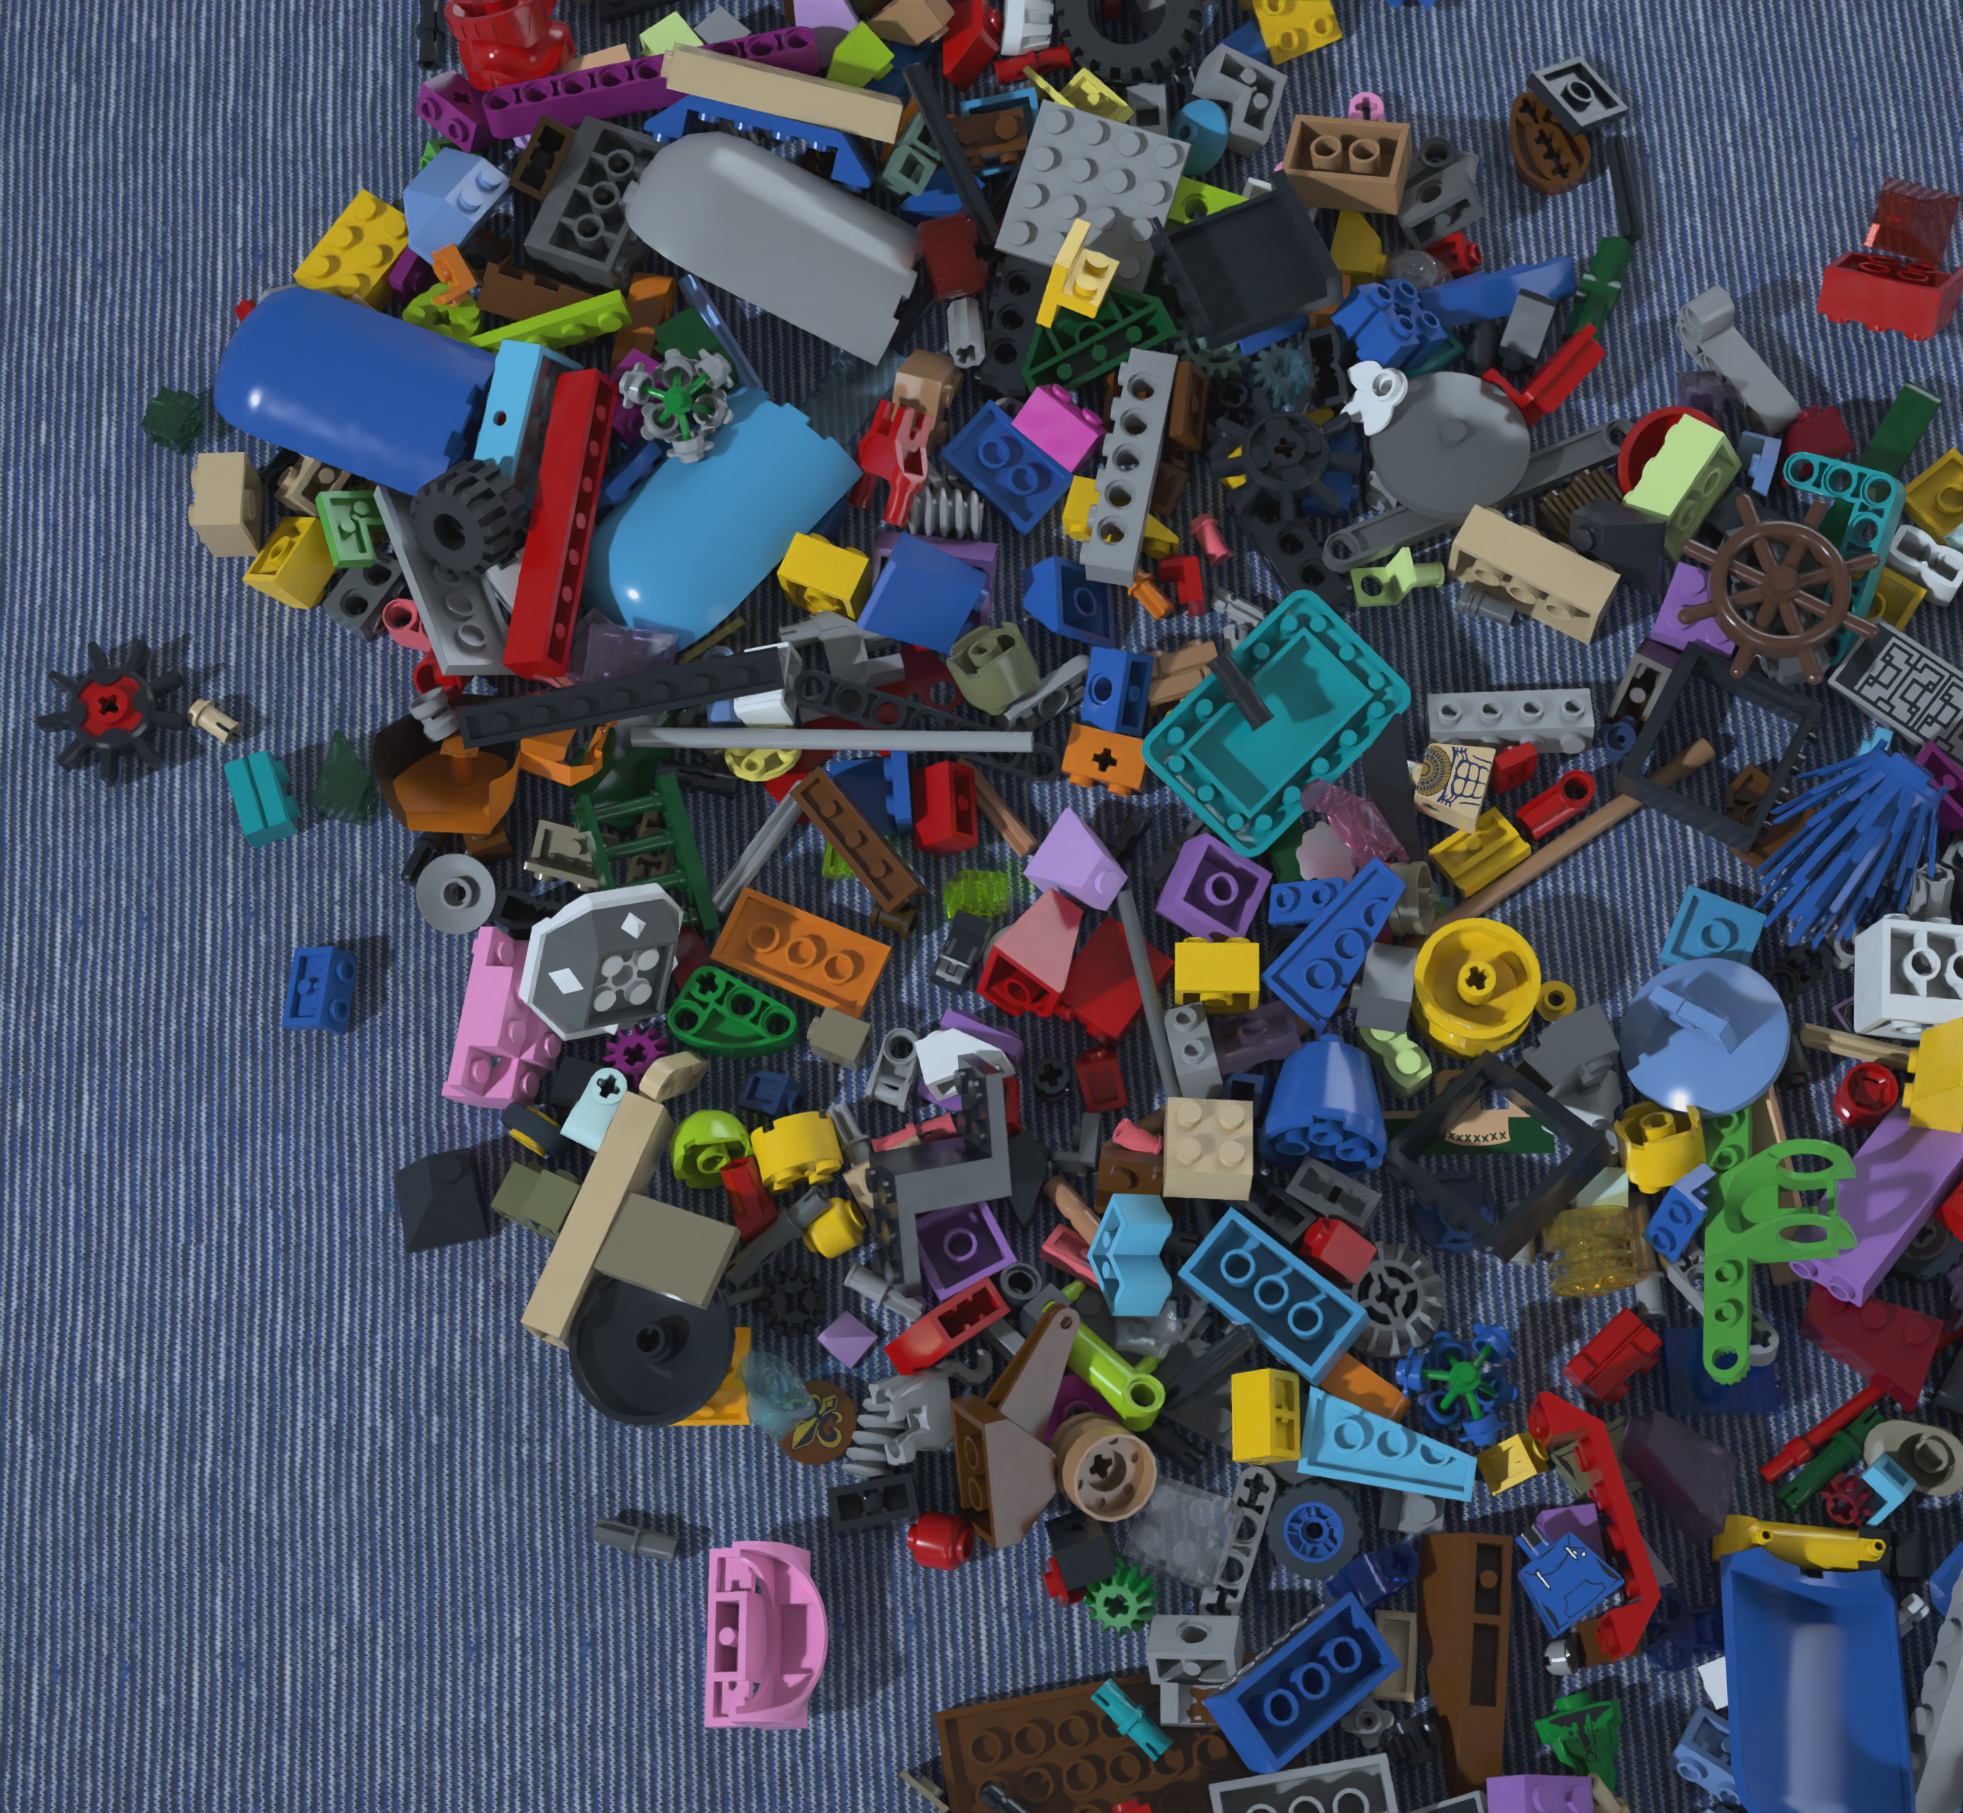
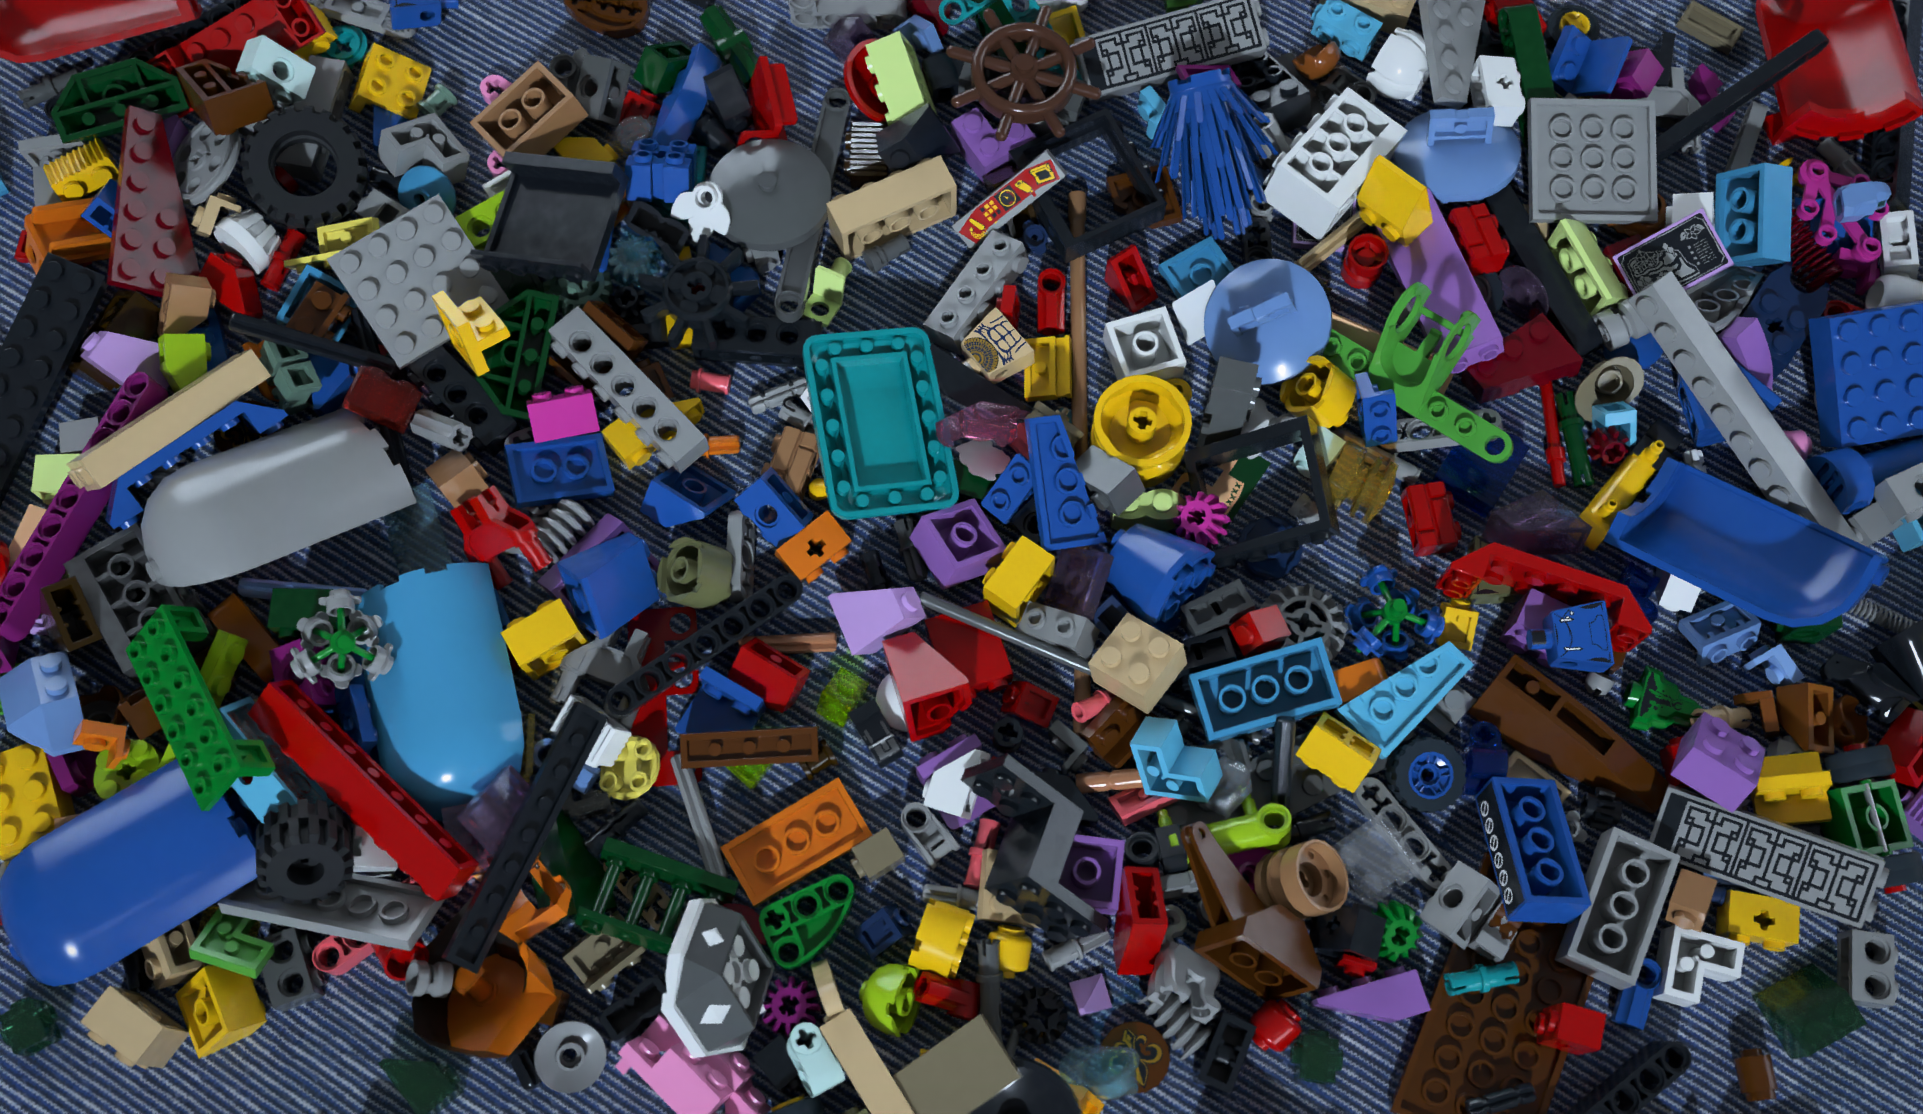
camera: 65 degrees left, 0 degrees up
(525, 311) = (186, 707): none -> green bracket
(832, 739) = (664, 716): light grey piece -> none
(936, 1603) = (1316, 1057): none -> clear green brick
(1048, 1640) = (1383, 1000): none -> medium lavender slope
(1186, 573) = (734, 415): red bracket -> none
(1240, 690) = (846, 424): black pin -> none
(1306, 71) = (437, 101): none -> sand green bush
(1417, 1113) = (1212, 523): none -> dark pink gear
(1518, 240) = (661, 65): none -> dark green slope
(1575, 932) = (1144, 346): none -> white brick
(1632, 679) = (1009, 199): none -> tile
(1648, 867) = (1130, 279): none -> red slope
(1660, 951) = (1191, 311): none -> white sticker

